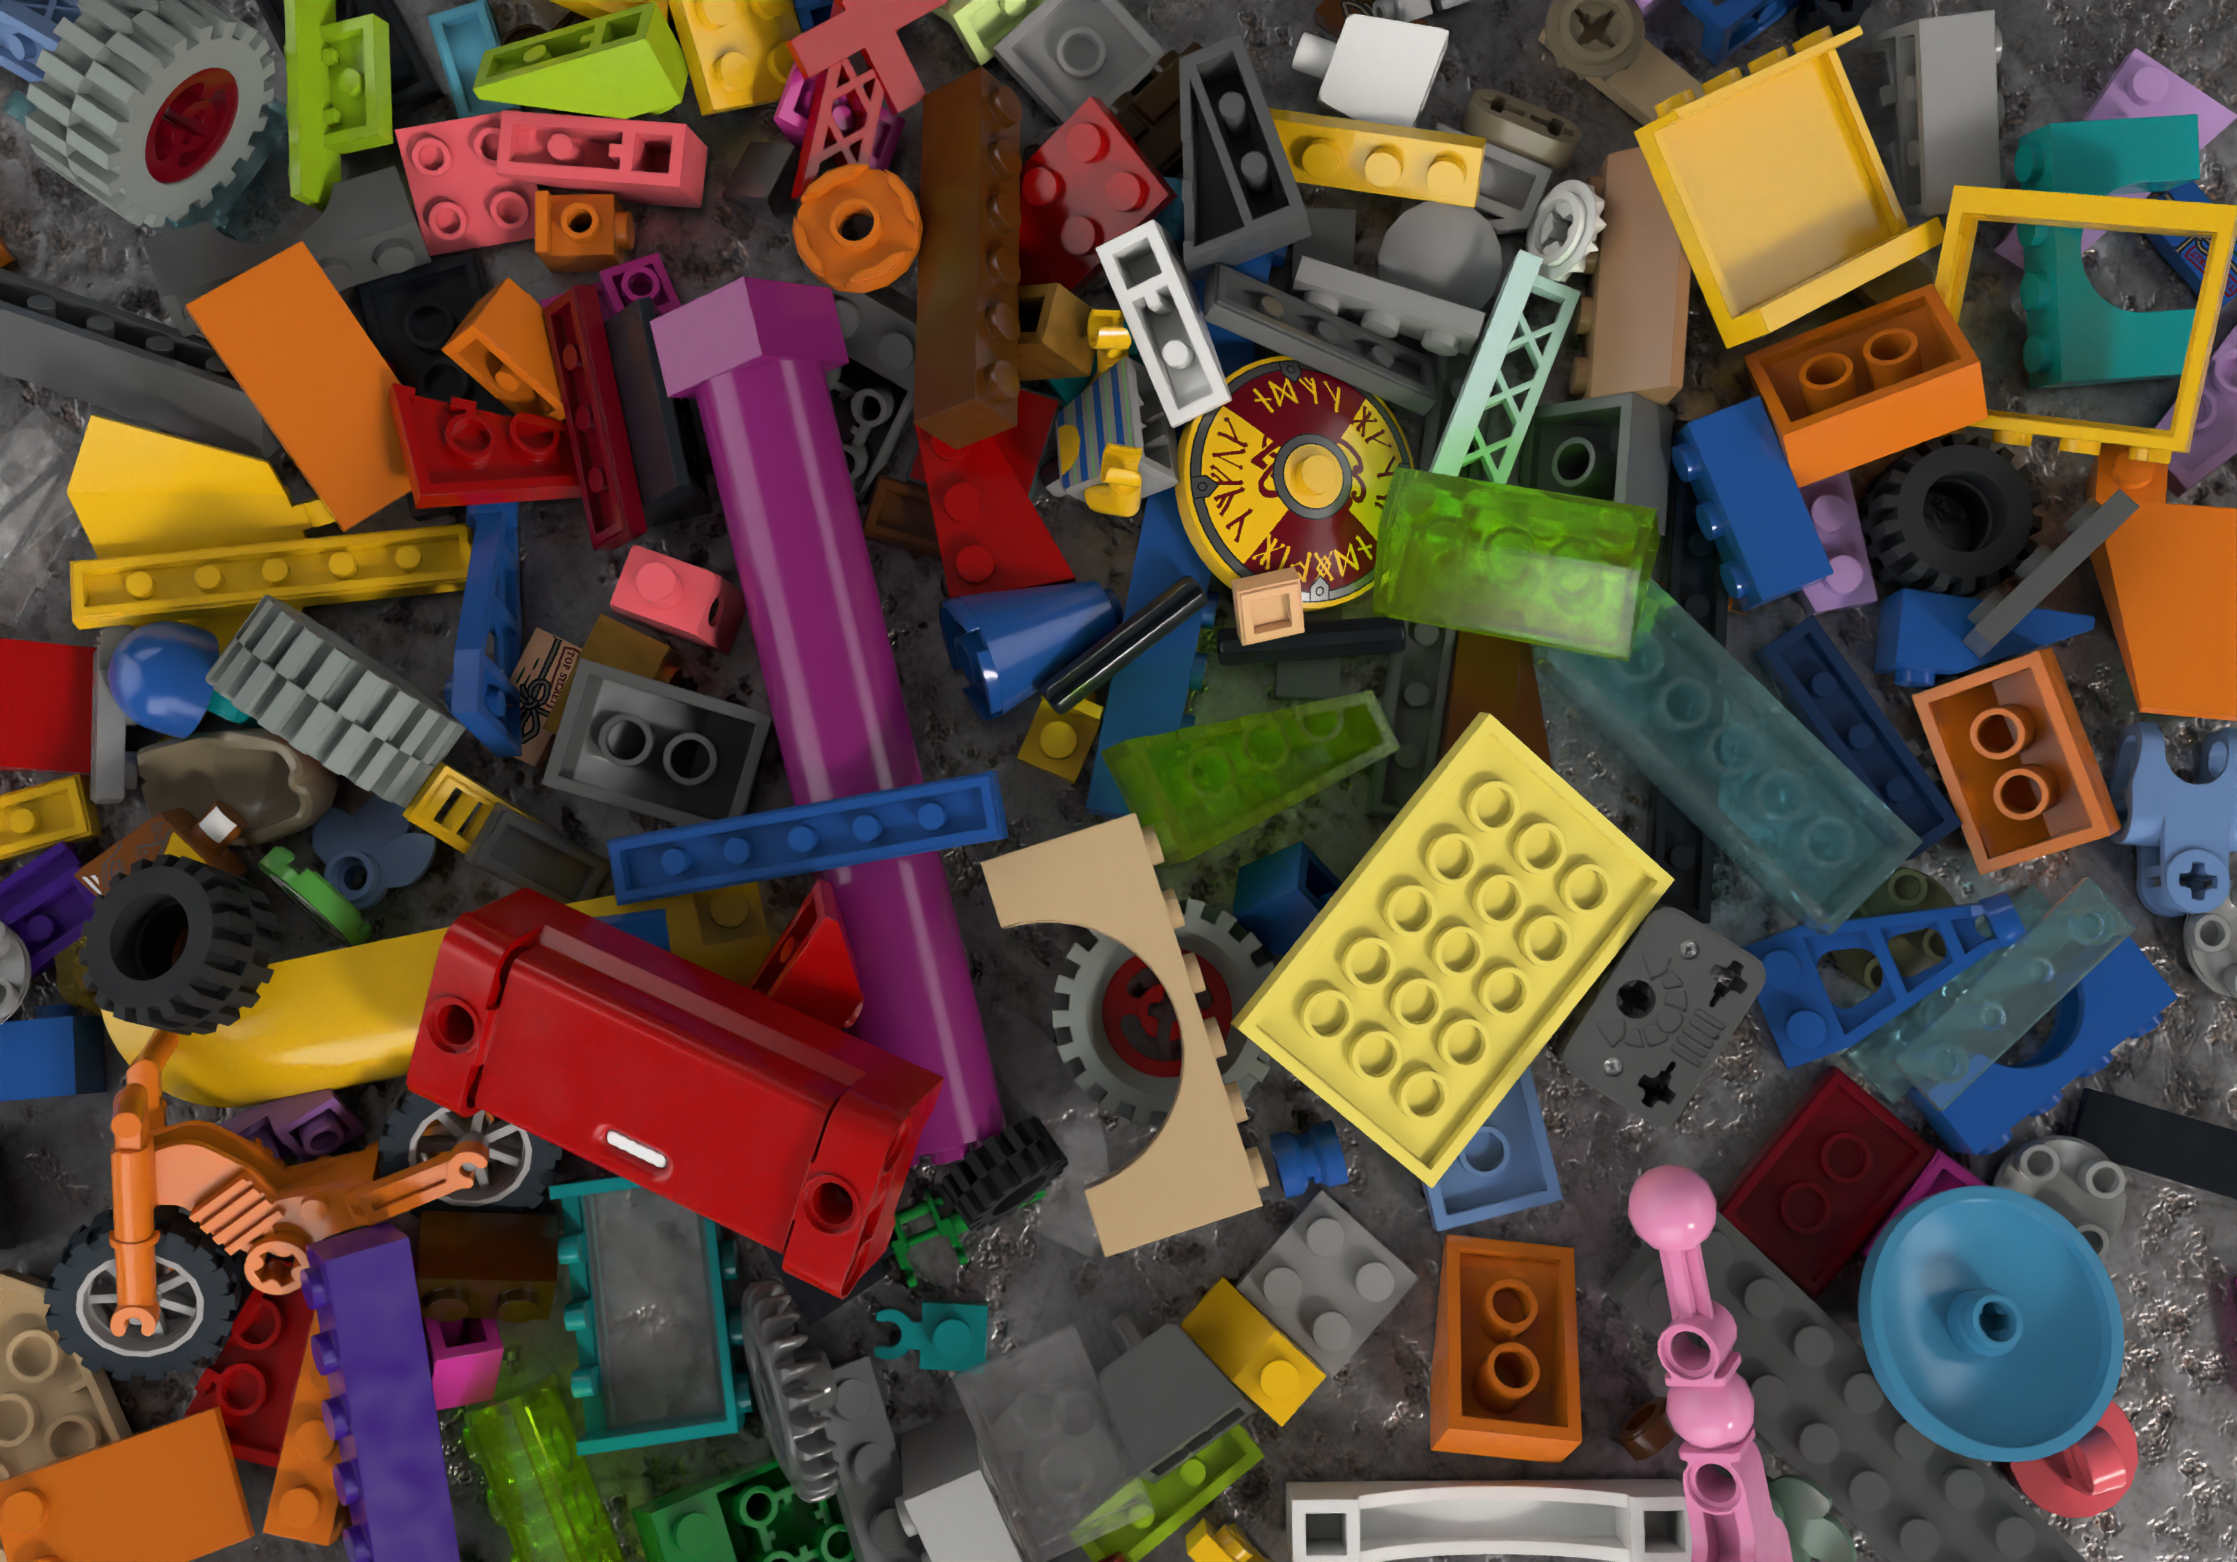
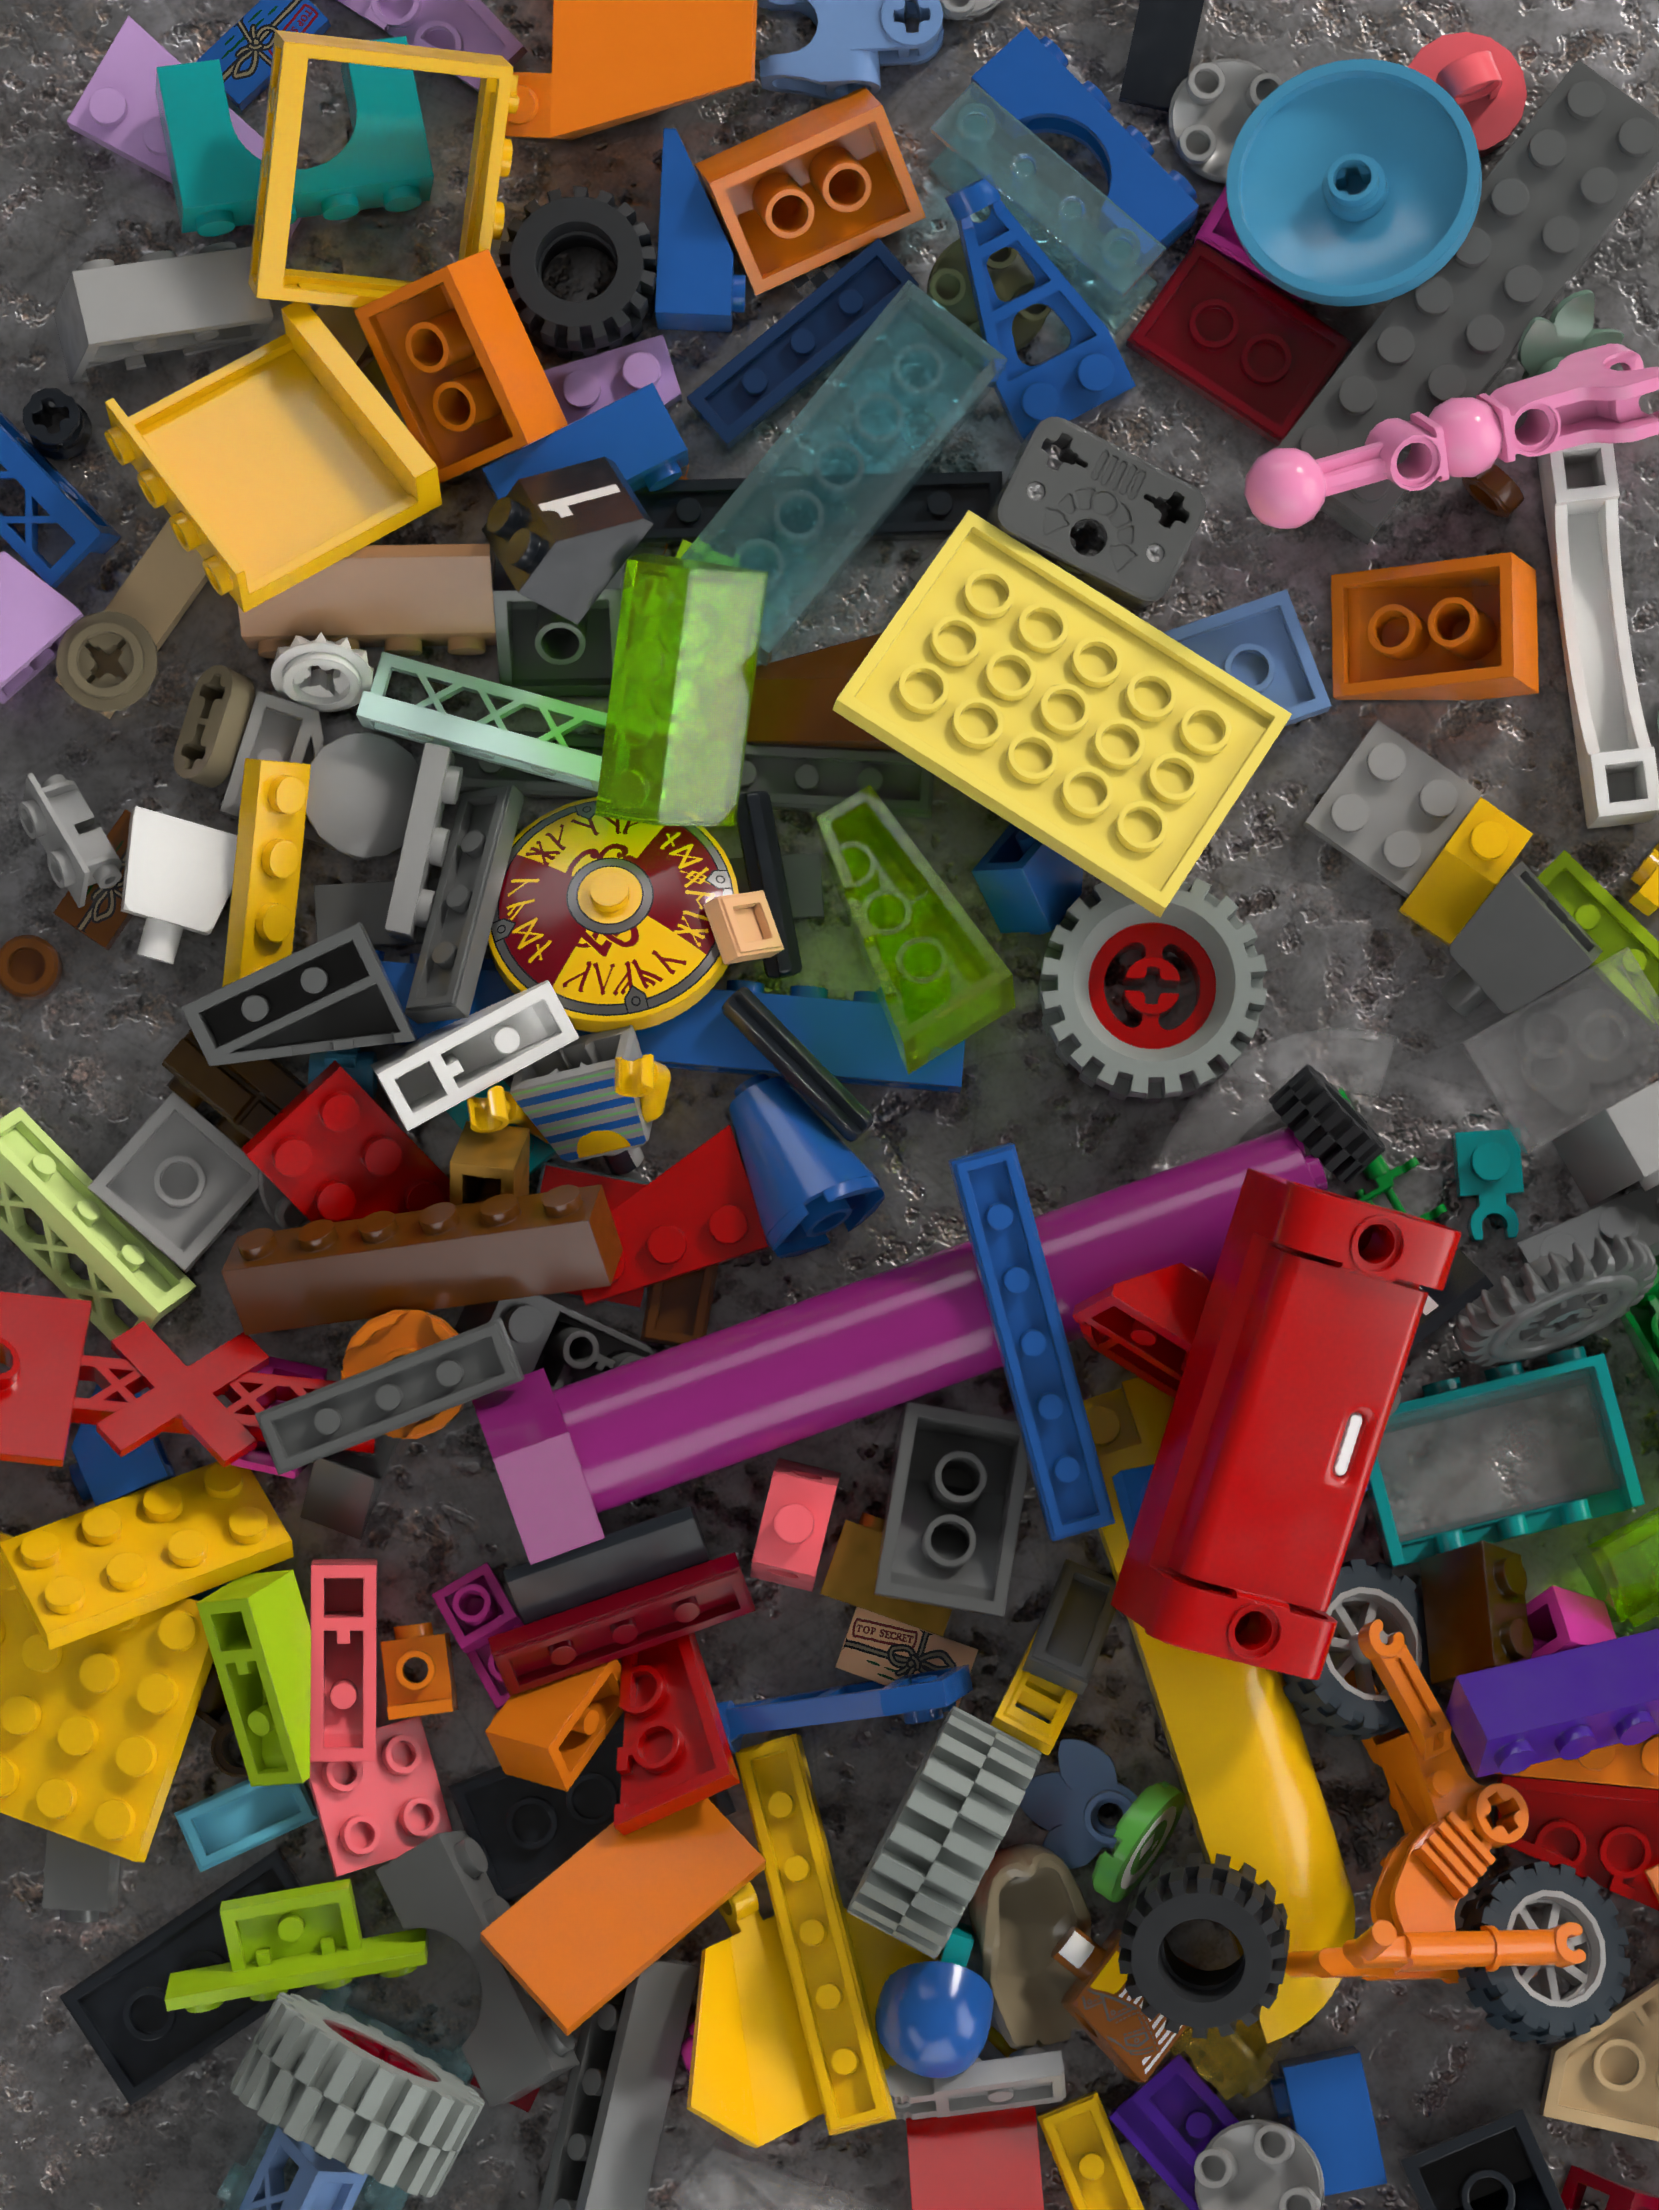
camera: 90 degrees left, 0 degrees up
(299, 1125) = (1360, 1823): medium lavender slope -> none
(833, 205) = (389, 1396): none -> dark grey tile
(1062, 741) = (896, 1125): yellow bracket -> none
(1196, 1159) = (1290, 936): tan arch -> none
(1307, 1158) = (1275, 837): blue wheel -> none
(1685, 458) = (567, 534): none -> black slope
(2046, 570) = (632, 182): dark grey plate -> none

